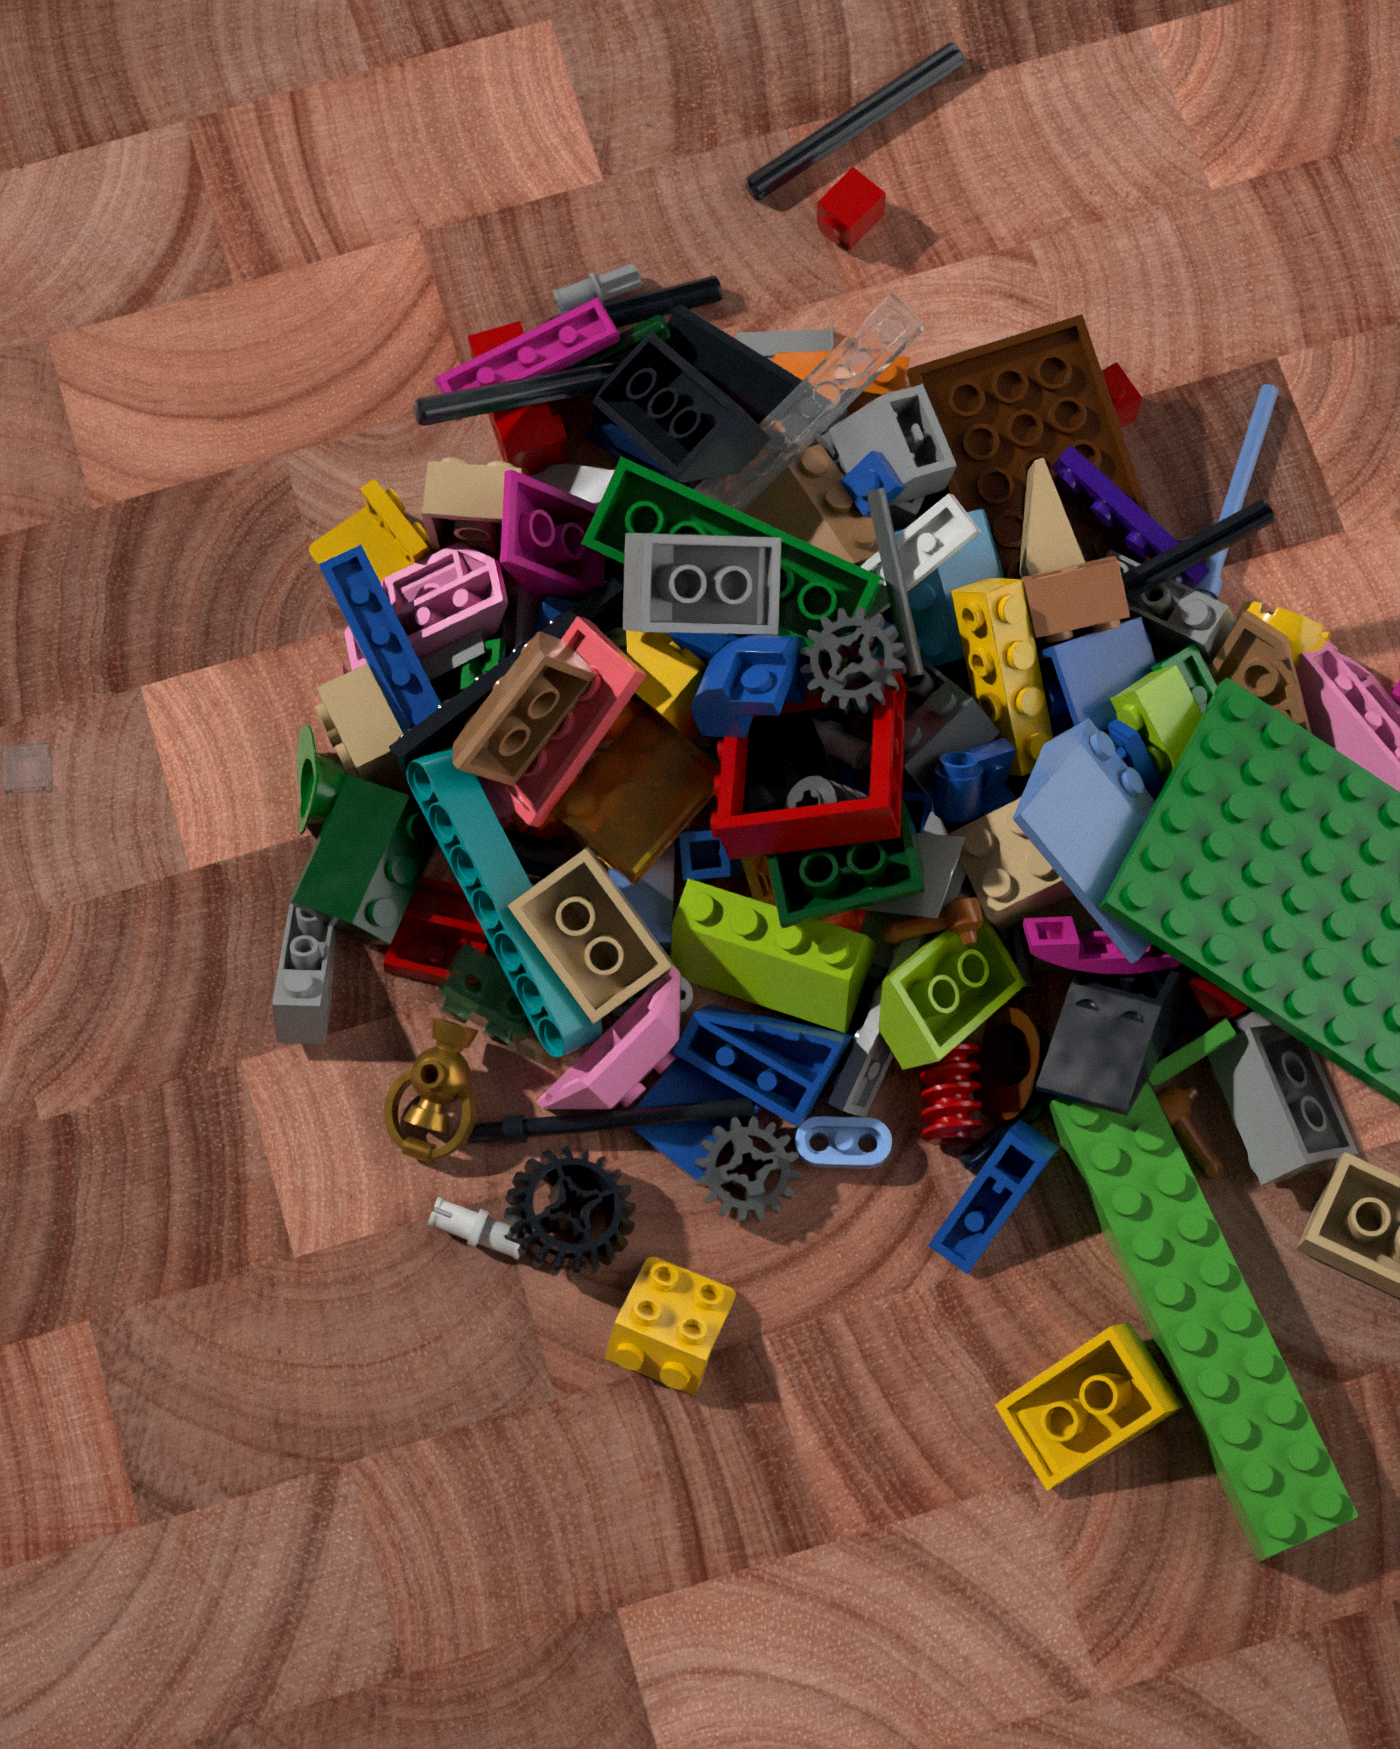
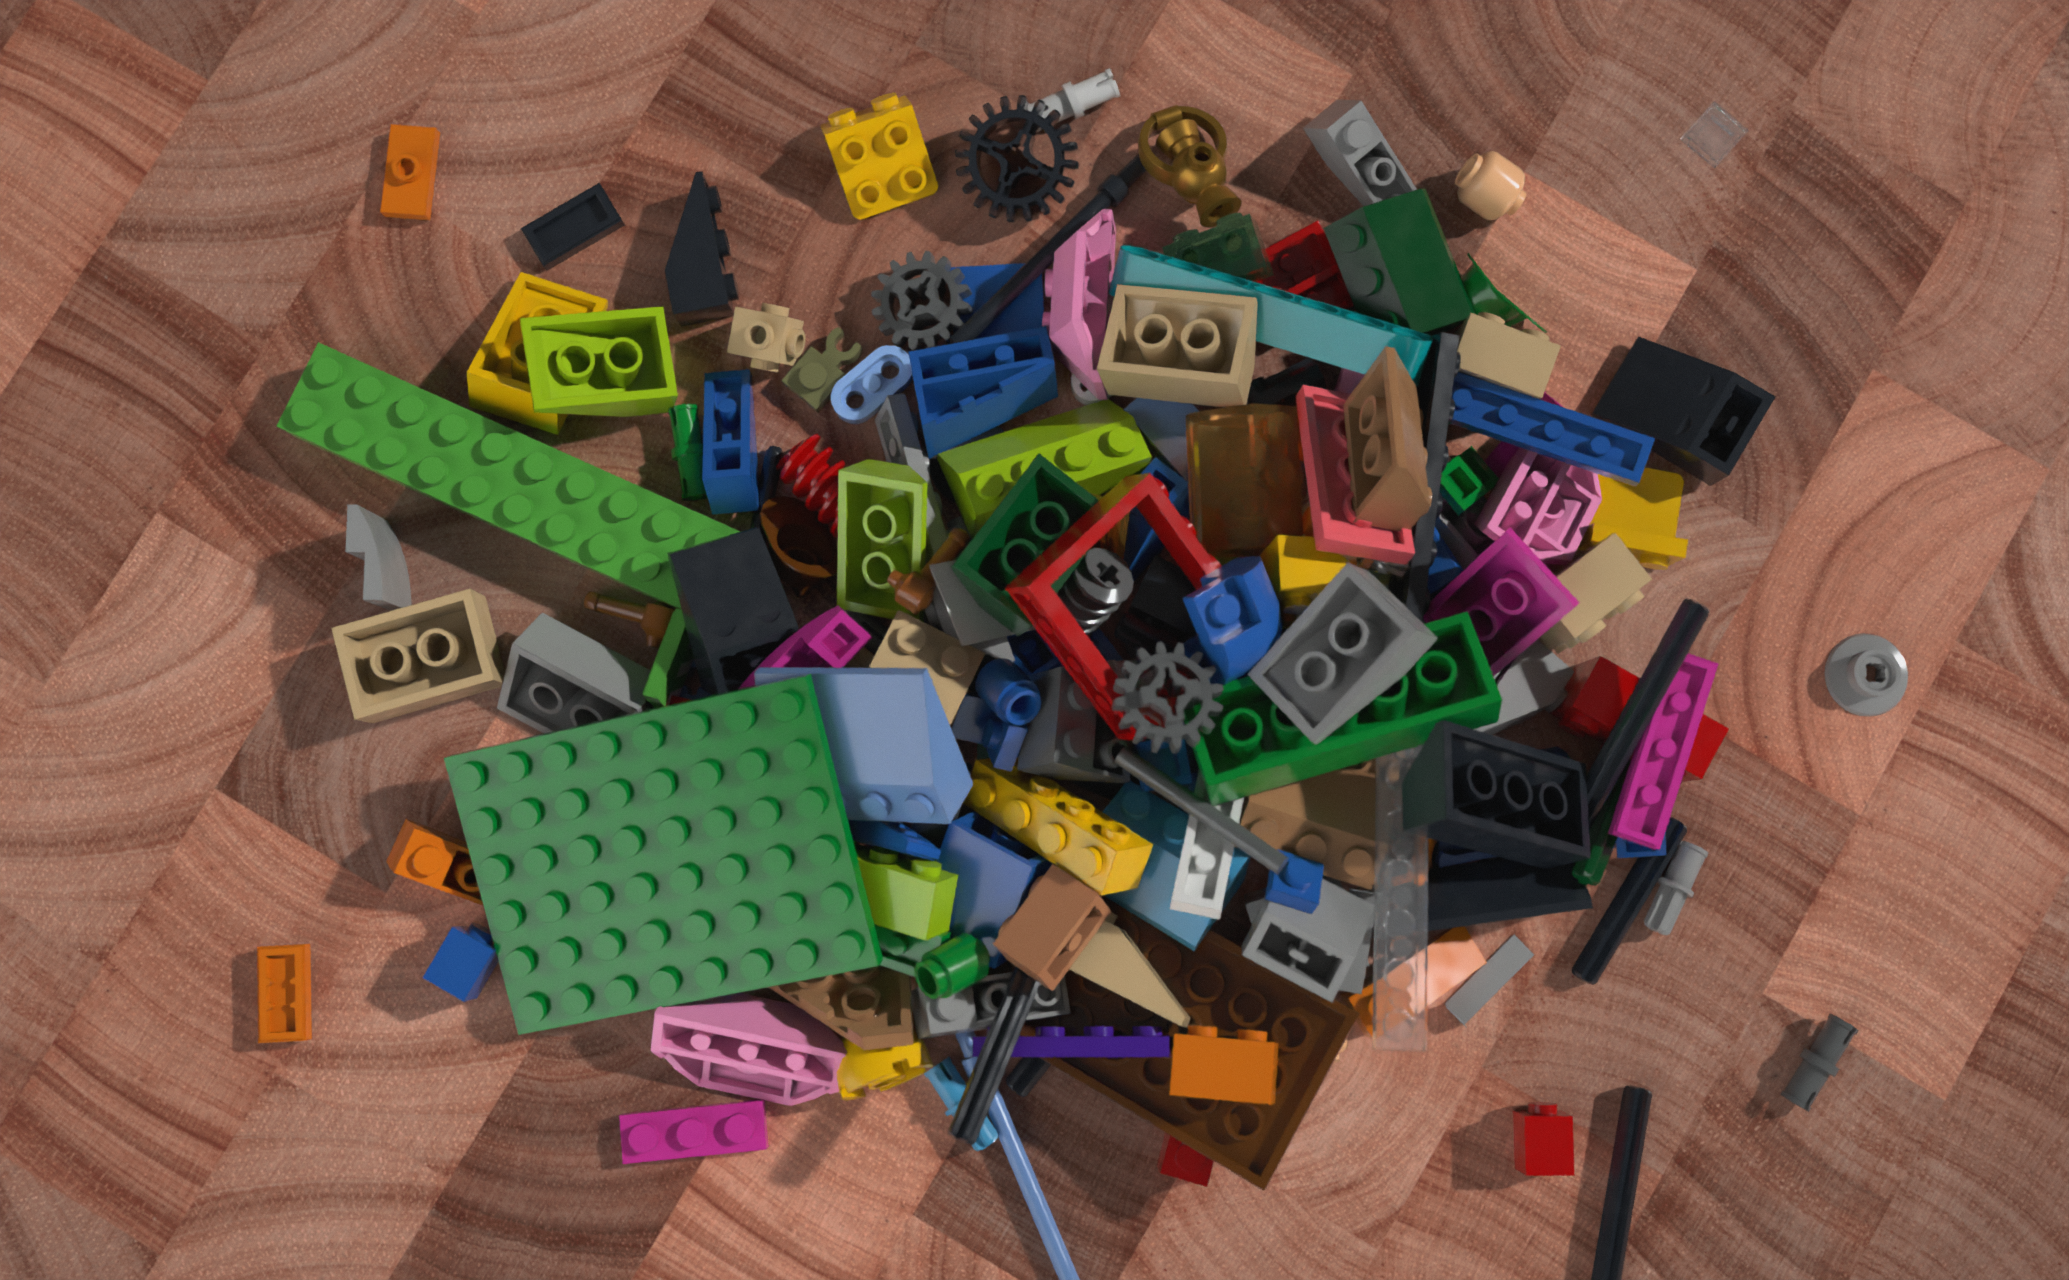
camera: 135 degrees right, 10 degrees up
(230, 872) = (1491, 185): none -> light nougat head
(261, 589) = (1689, 406): none -> black slope
(327, 328) = (1847, 672): none -> light grey piece
(453, 655) = (1491, 472): light grey piece -> none
(612, 104) = (1819, 1062): none -> dark grey pin
(879, 1192) = (817, 373): none -> olive plate
(894, 1246) = (767, 336): none -> tan brick
(902, 1357) = (696, 265): none -> black slope
(970, 1493) = (572, 226): none -> black tile
(1035, 1216) = (688, 450): none -> green pin
(1036, 409) = (1224, 1067): none -> orange brick
(1047, 1330) = (600, 363): none -> lime slope
(1067, 1663) = (410, 172): none -> orange plate
(1171, 634) = (952, 966): none -> green brick
(1242, 572) = (950, 1089): none -> dark azure axle
(1356, 1340) = (384, 563): none -> light grey slope

